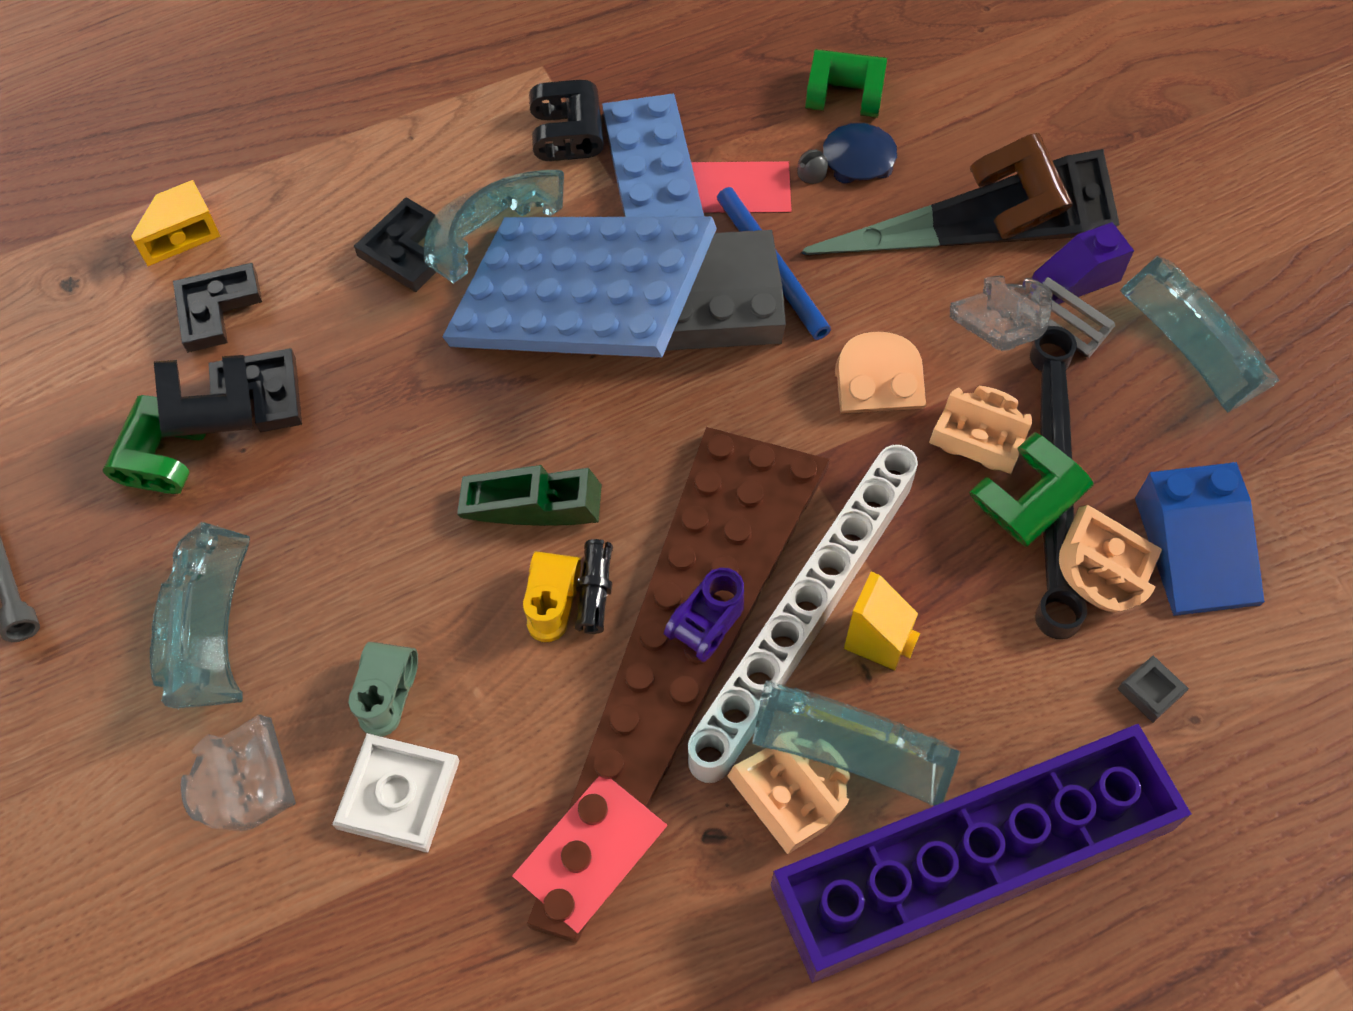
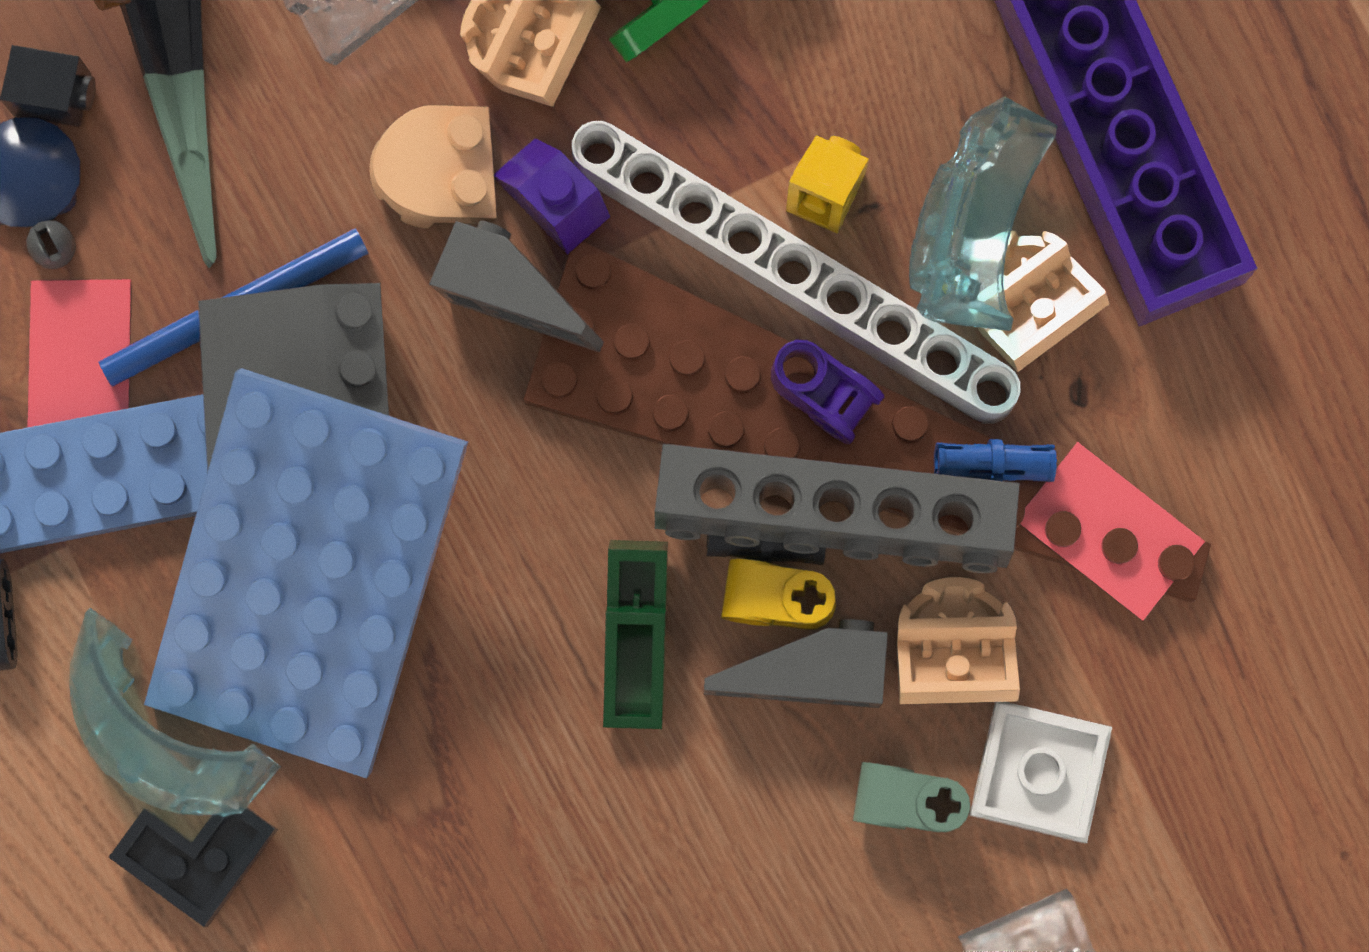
camera: 90 degrees left, 20 degrees up
(490, 627) = (823, 668): none -> dark grey slope
(501, 723) = (956, 646): none -> light nougat slope
(603, 735) = (983, 504): none -> dark grey brick
(648, 749) = (996, 461): none -> blue pin
(788, 410) = (495, 278): none -> dark grey slope
(856, 439) = (554, 193): none -> dark purple slope
(918, 156) = (47, 86): none -> black brick

